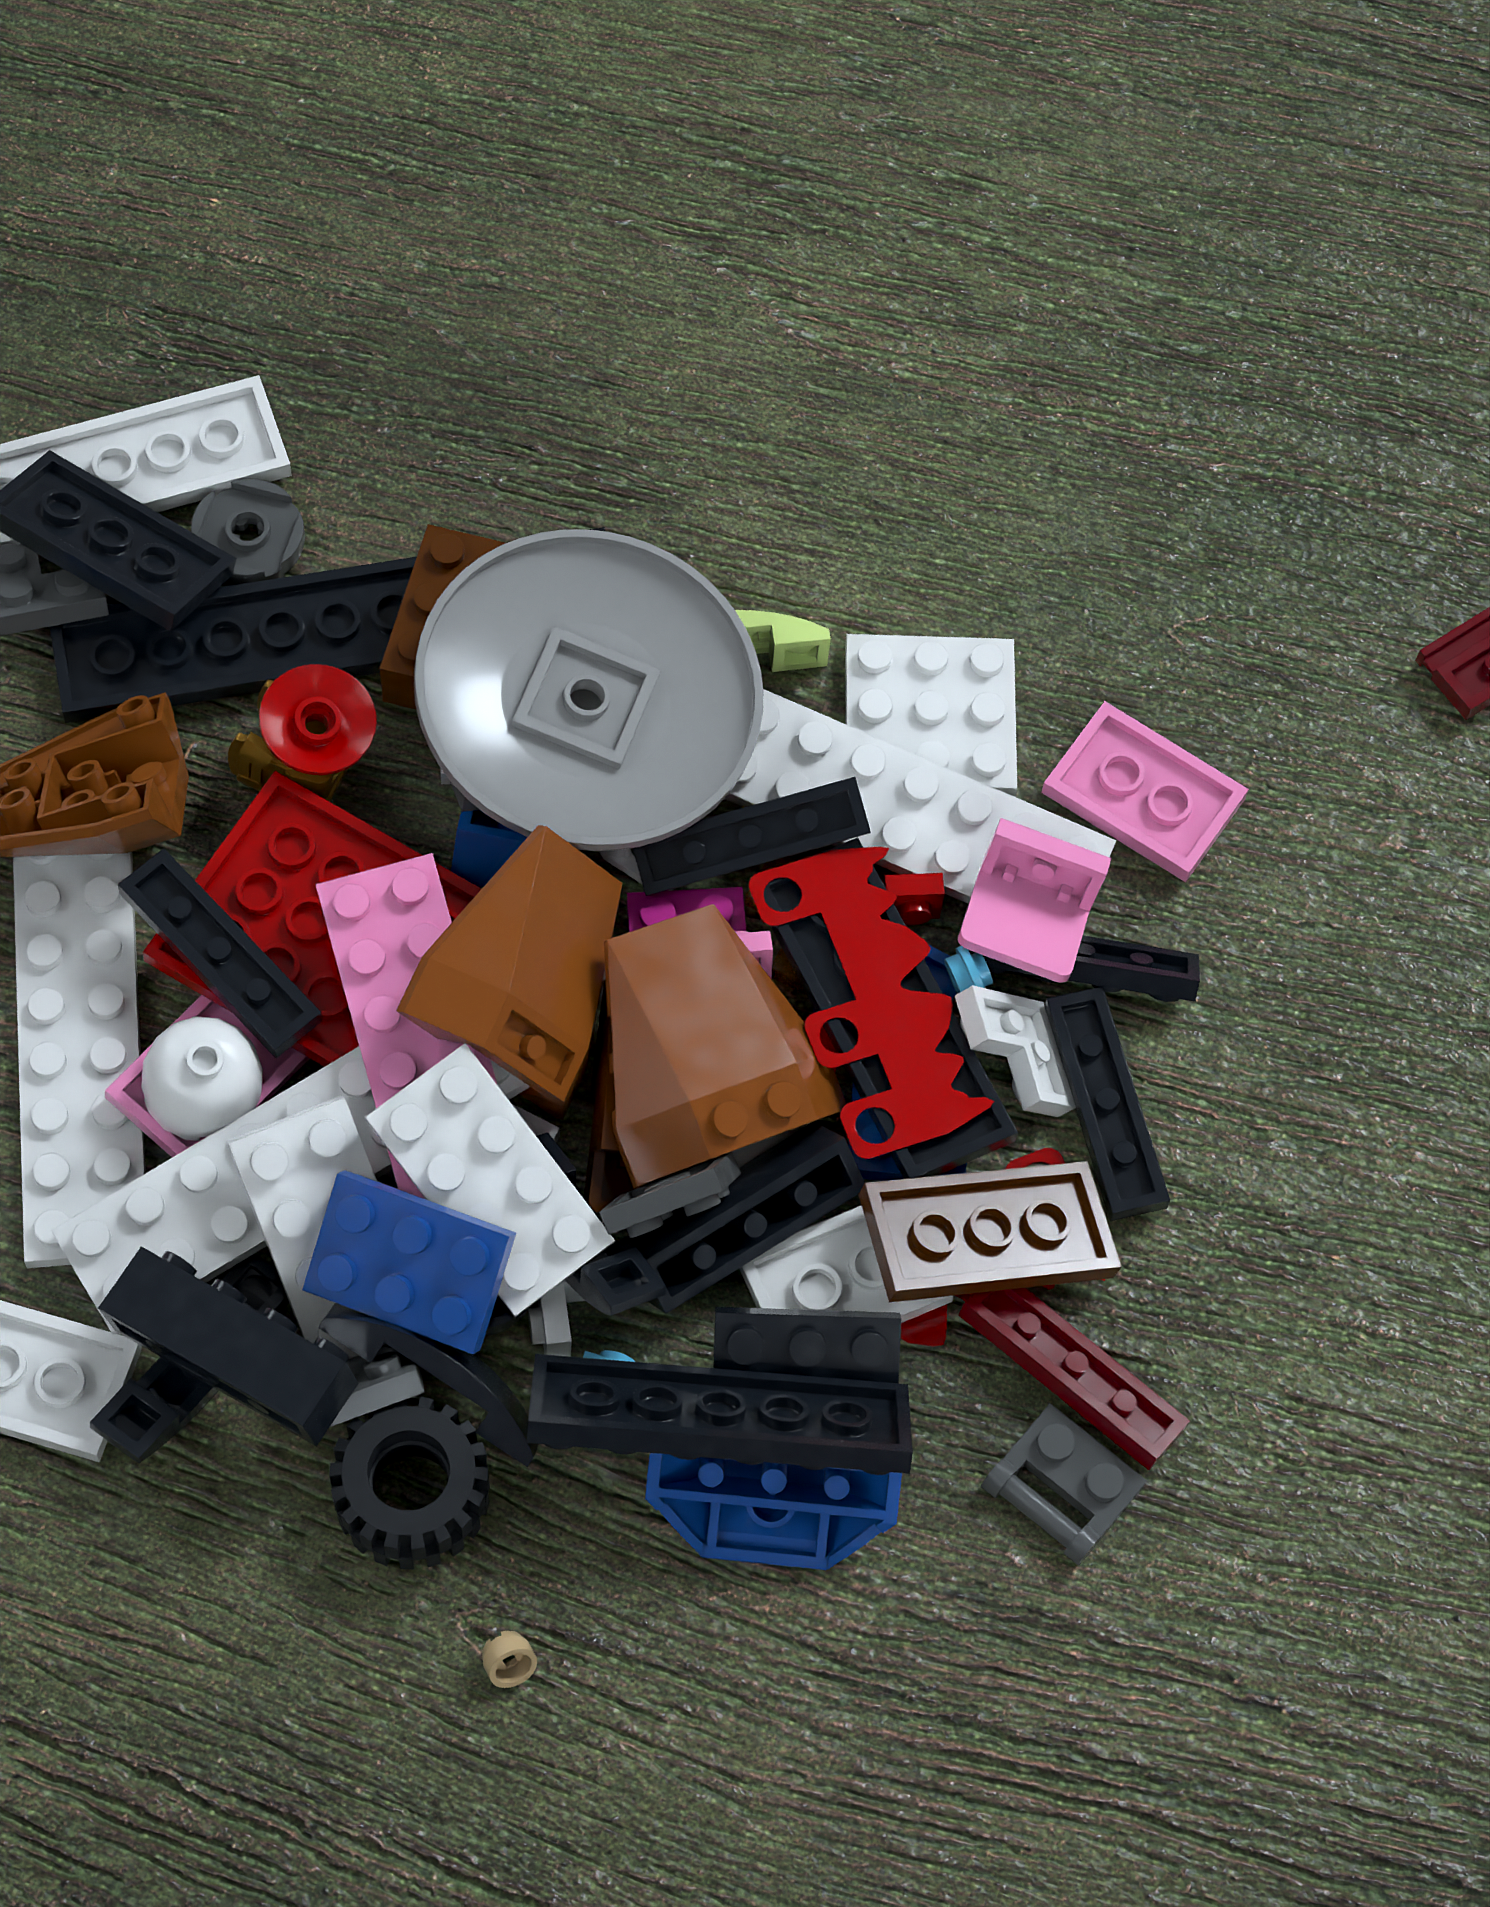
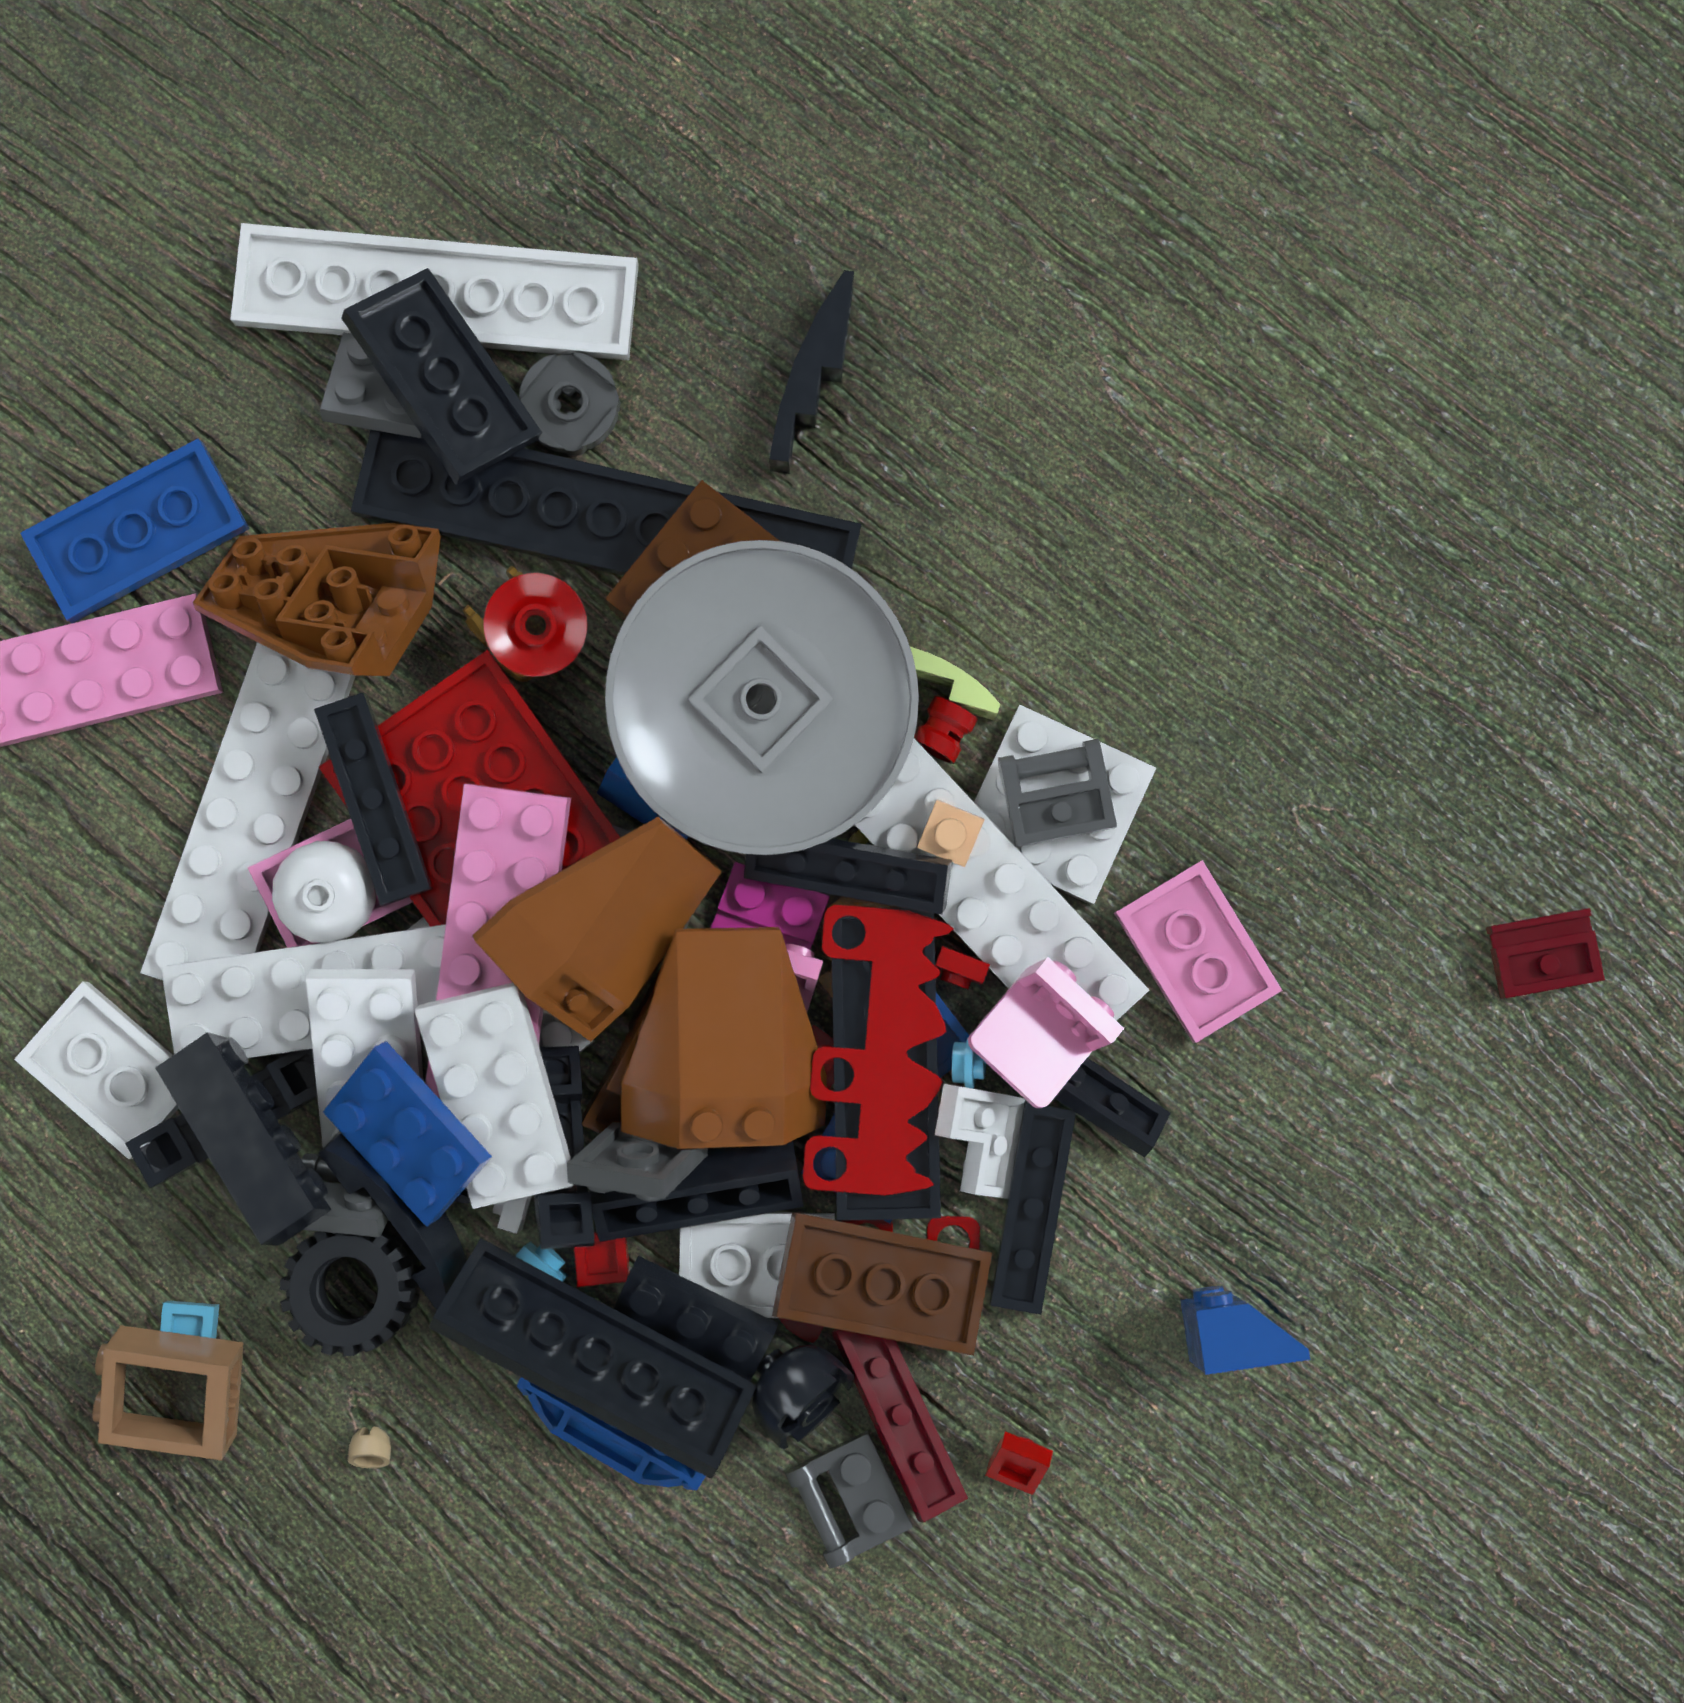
camera: 25 degrees right, 20 degrees up
(174, 1675) = (177, 1352): none -> medium nougat window
(242, 1615) = (190, 1318): none -> medium azure plate
(490, 406) = (817, 360): none -> black slope
(673, 1339) = (602, 1263): none -> red plate
(786, 672) = (945, 729): none -> red wheel
(840, 754) = (950, 833): none -> light nougat plate
(935, 703) = (1061, 809): none -> dark grey plate
(954, 1382) = (797, 1391): none -> black cylinder
(1225, 1362) = (1019, 1463): none -> red plate
(1379, 1122) = (1233, 1335): none -> blue slope

